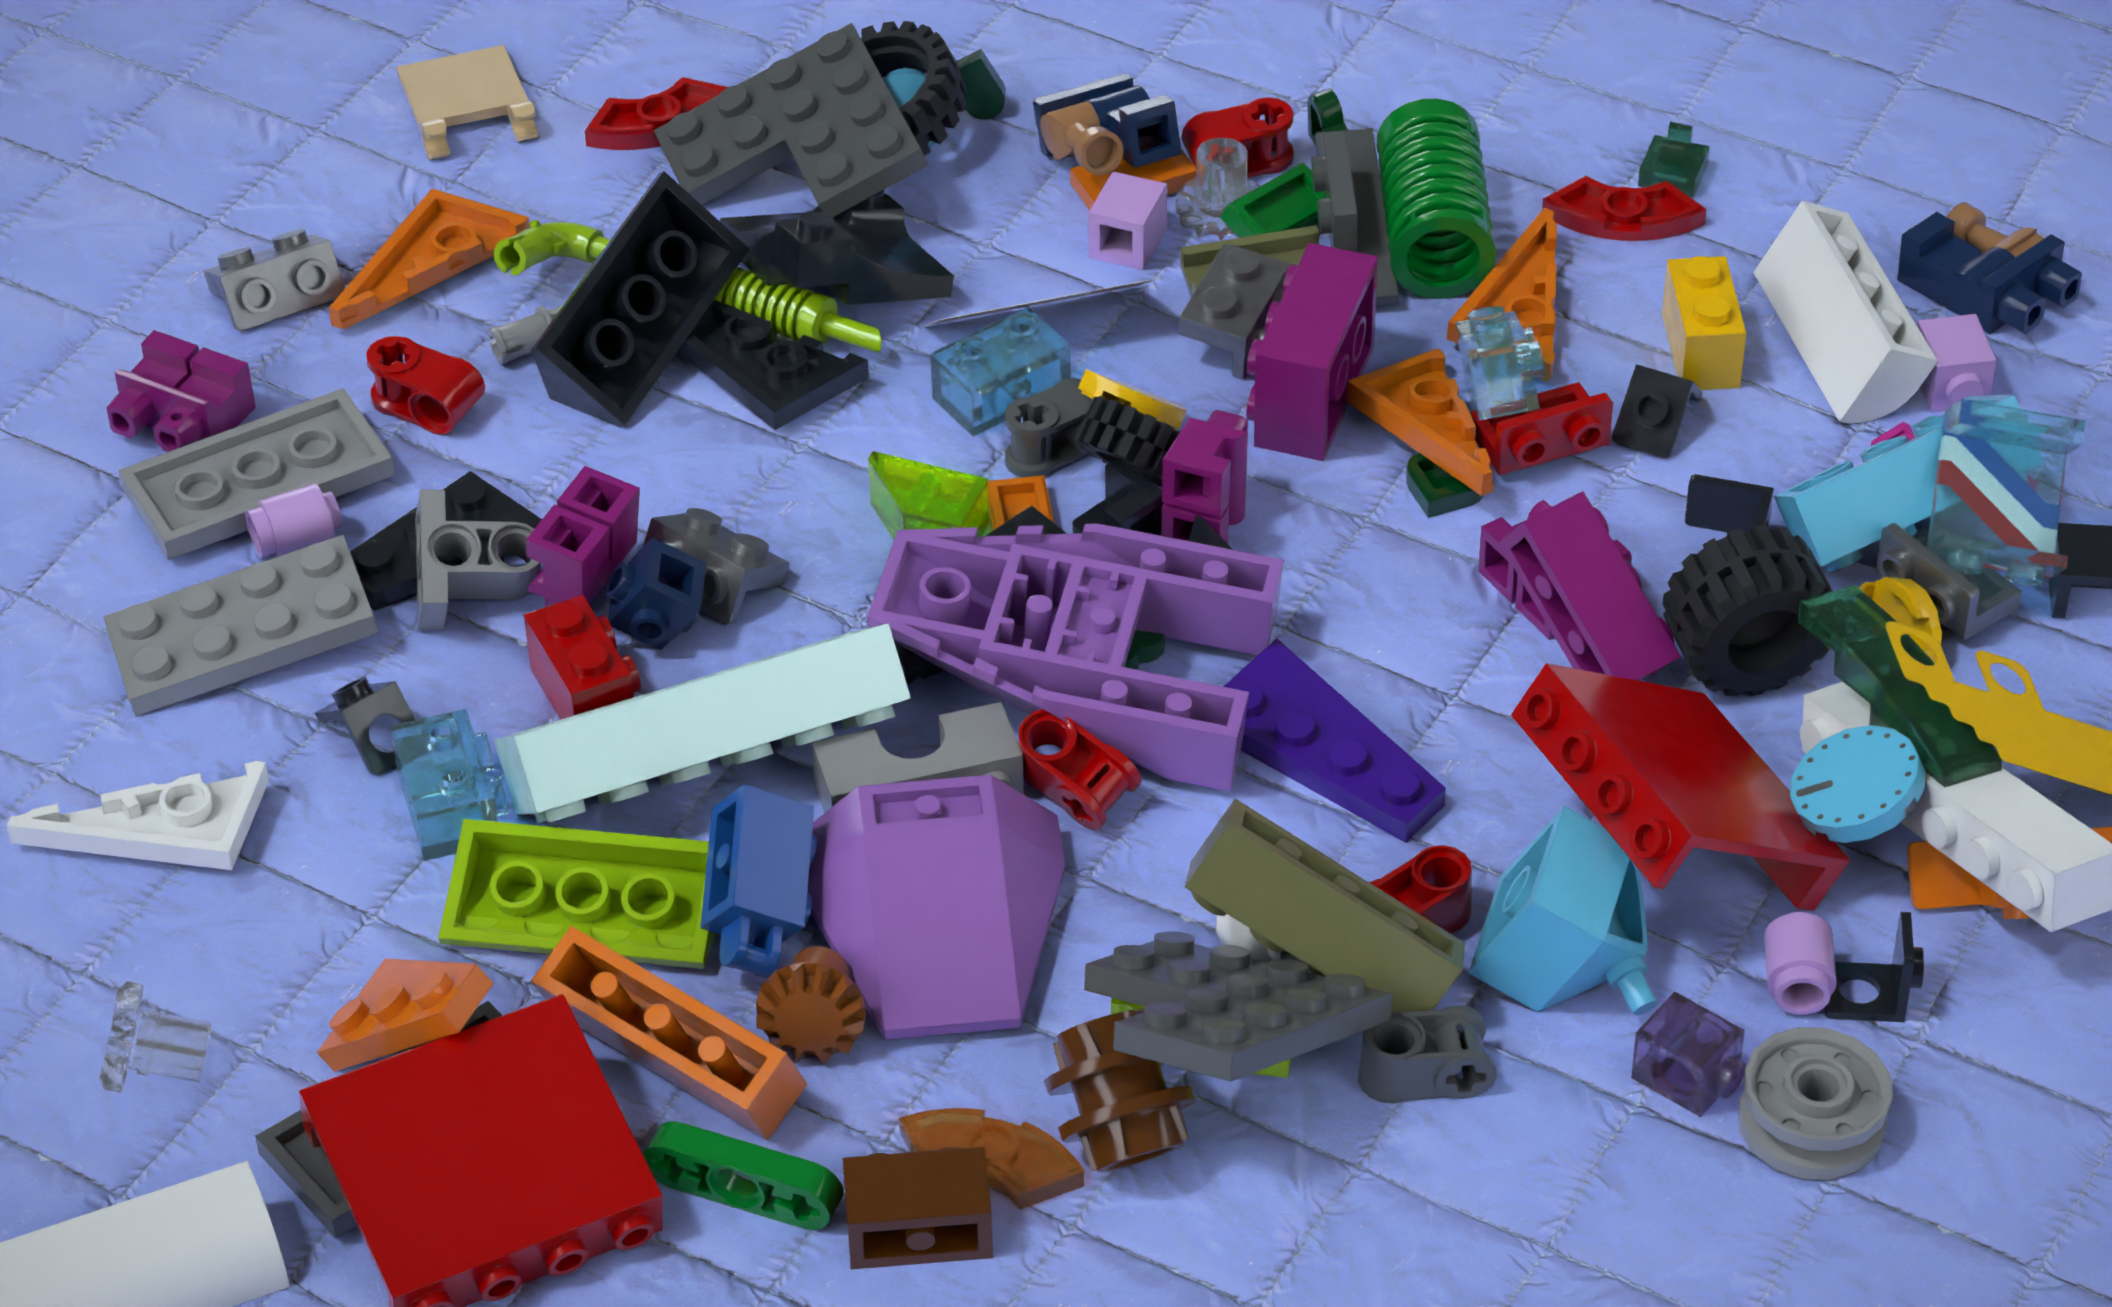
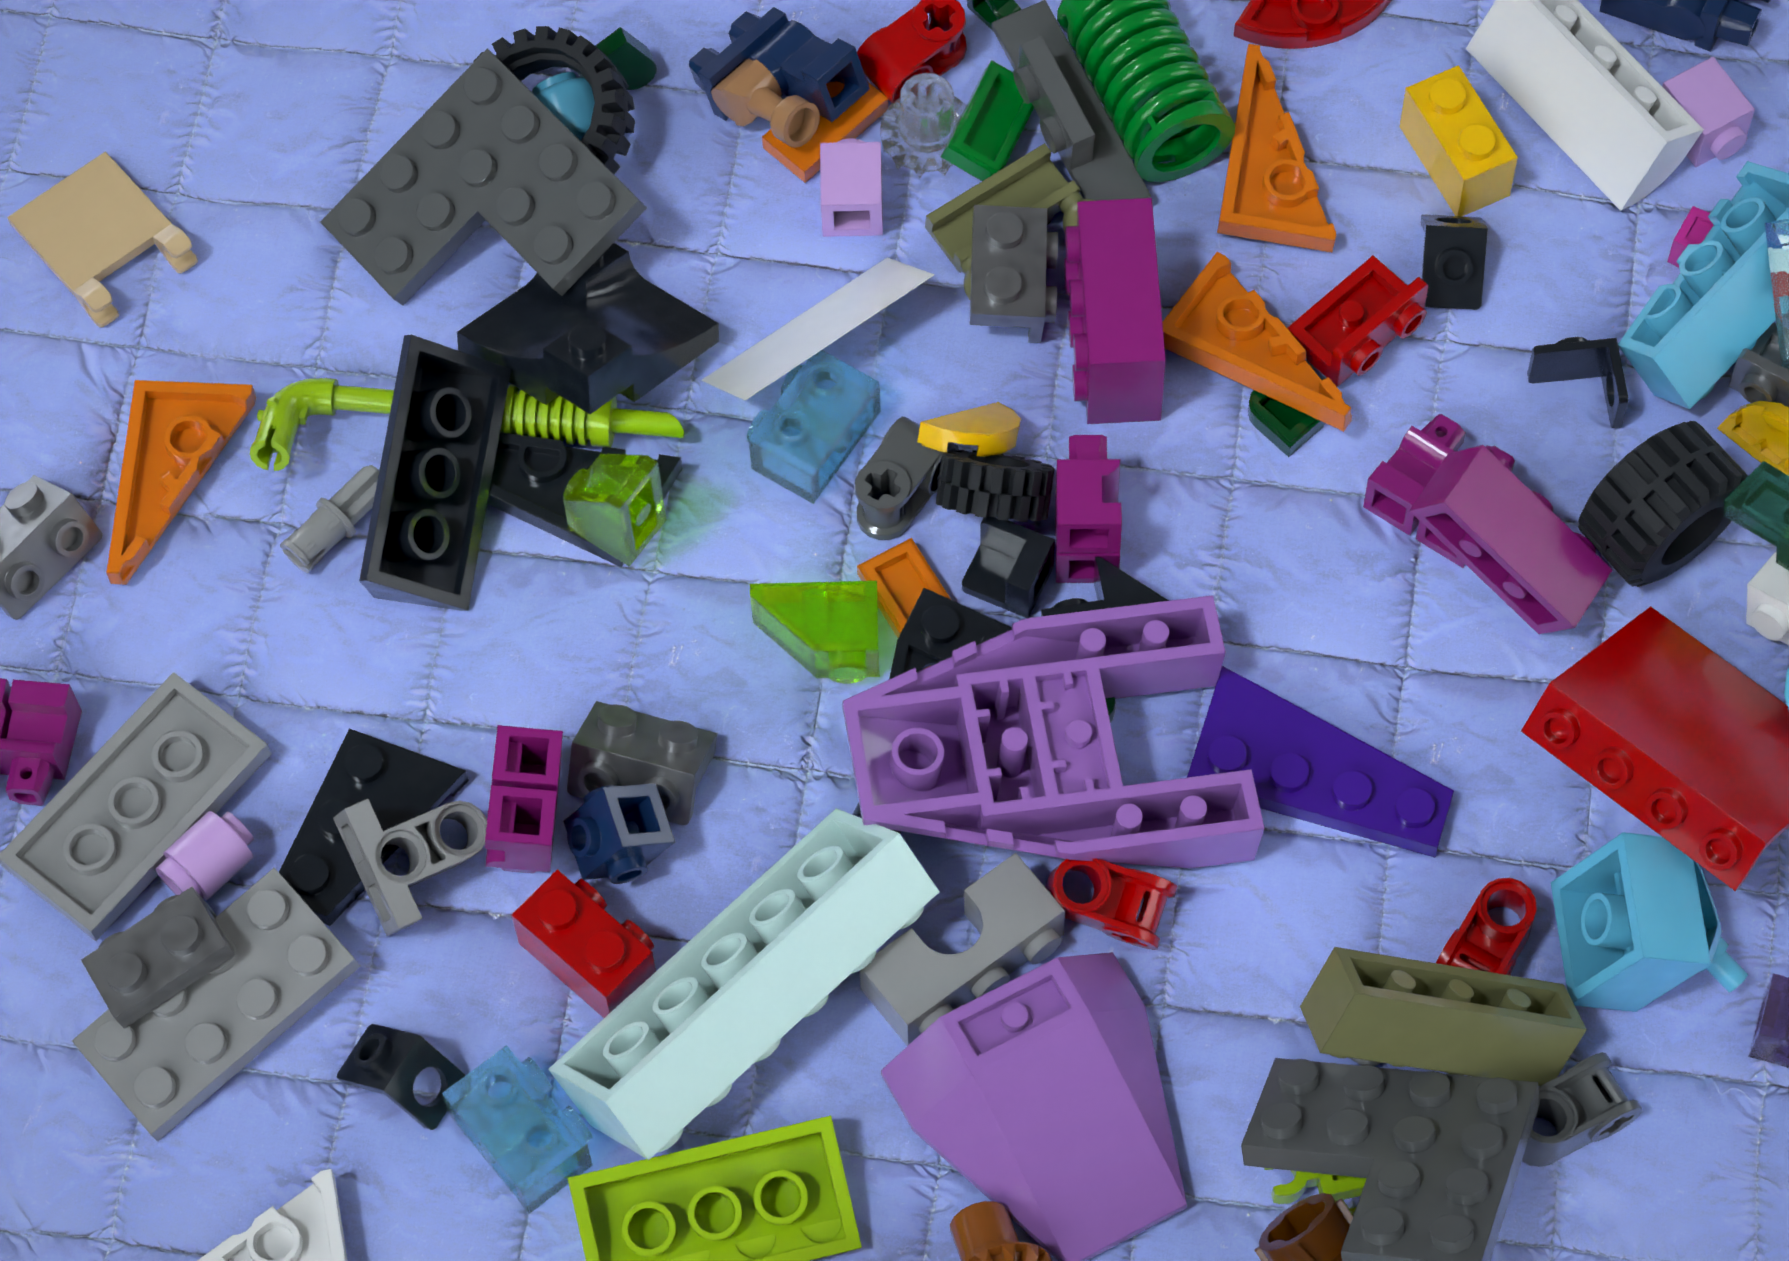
camera: 20 degrees left, 20 degrees up
(206, 564) = (158, 956): none -> flat silver bracket
(425, 389) = (251, 639): red piece -> none
(632, 122) = (293, 211): red tile -> none
(757, 876) = (883, 1149): blue brick -> none
(786, 361) = (616, 504): none -> clear neon green slope
(1499, 362) = (1301, 271): clear light blue brick -> none

